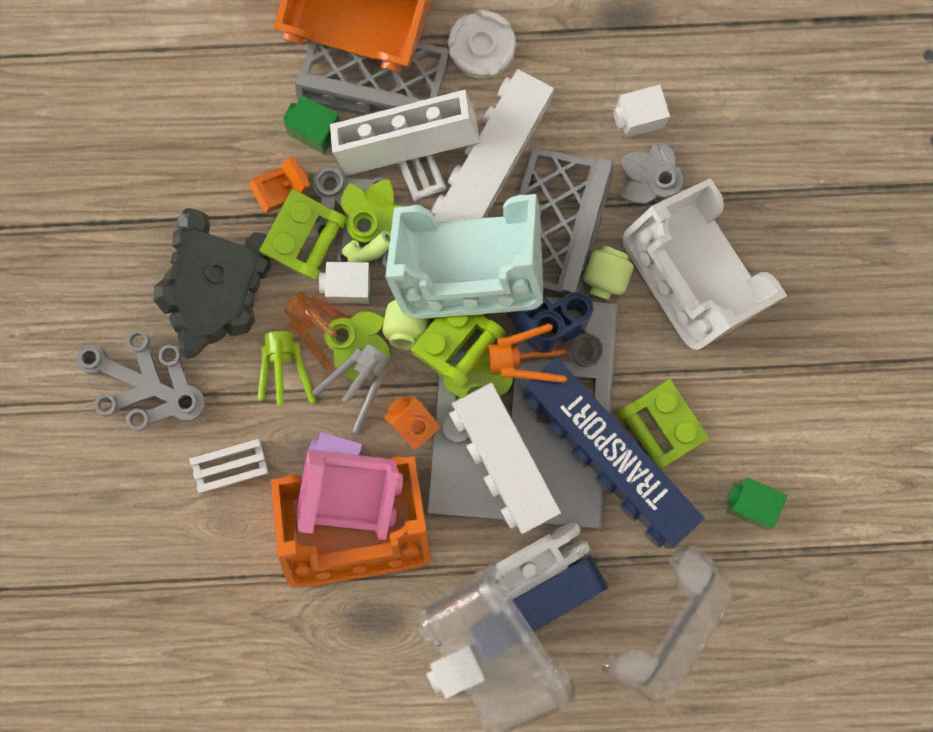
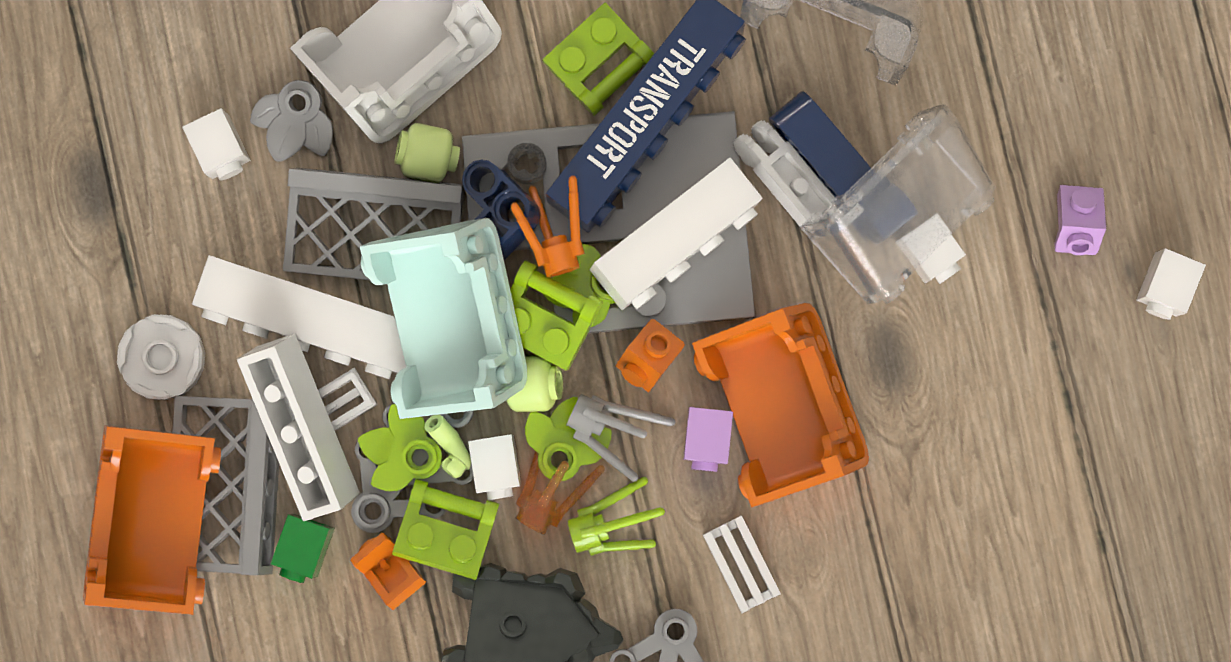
camera: 90 degrees left, 5 degrees up
(348, 492) = (750, 411): bright pink panel -> none

